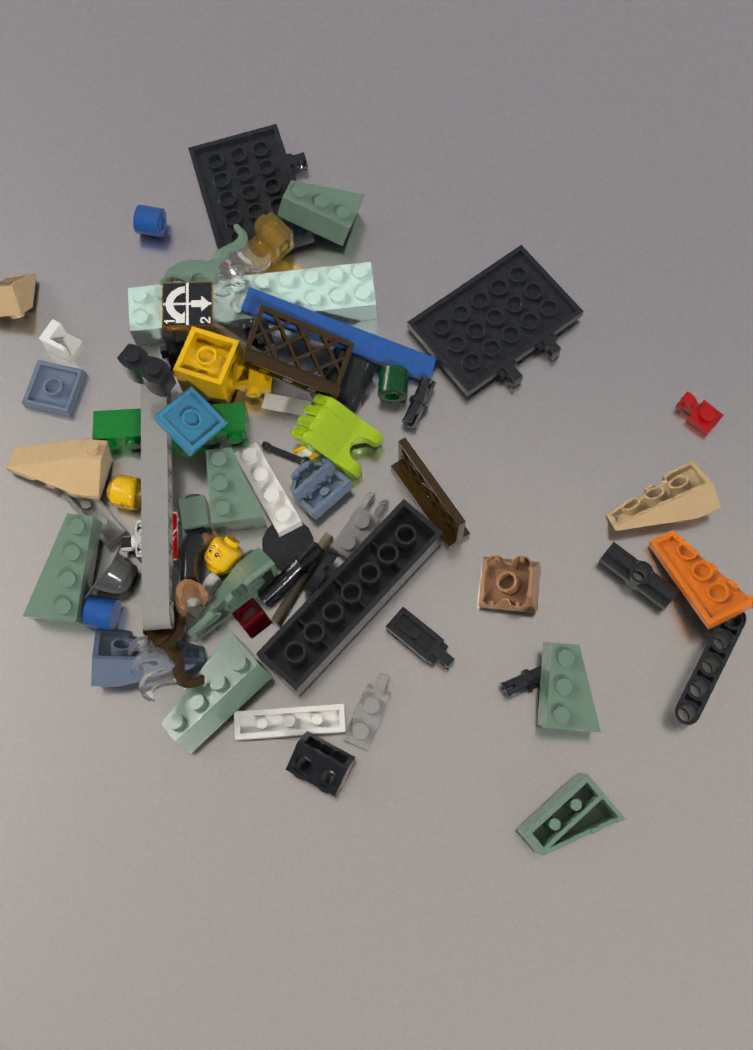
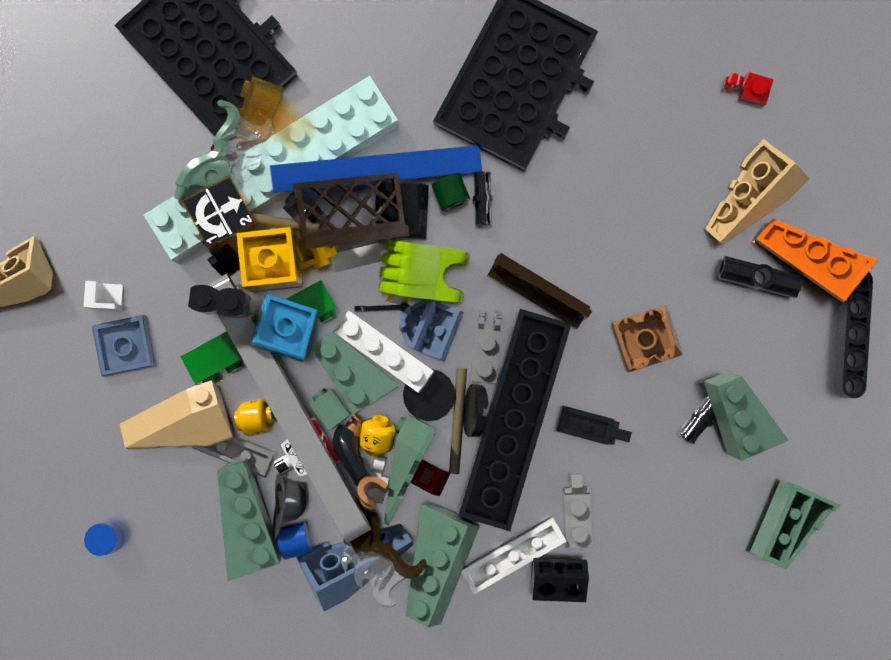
camera: 30 degrees left, 15 degrees up
(149, 220) = (120, 126): blue piece -> none
(291, 573) = (448, 423): black axle -> none
(321, 209) = (292, 39): sand green wedge -> none

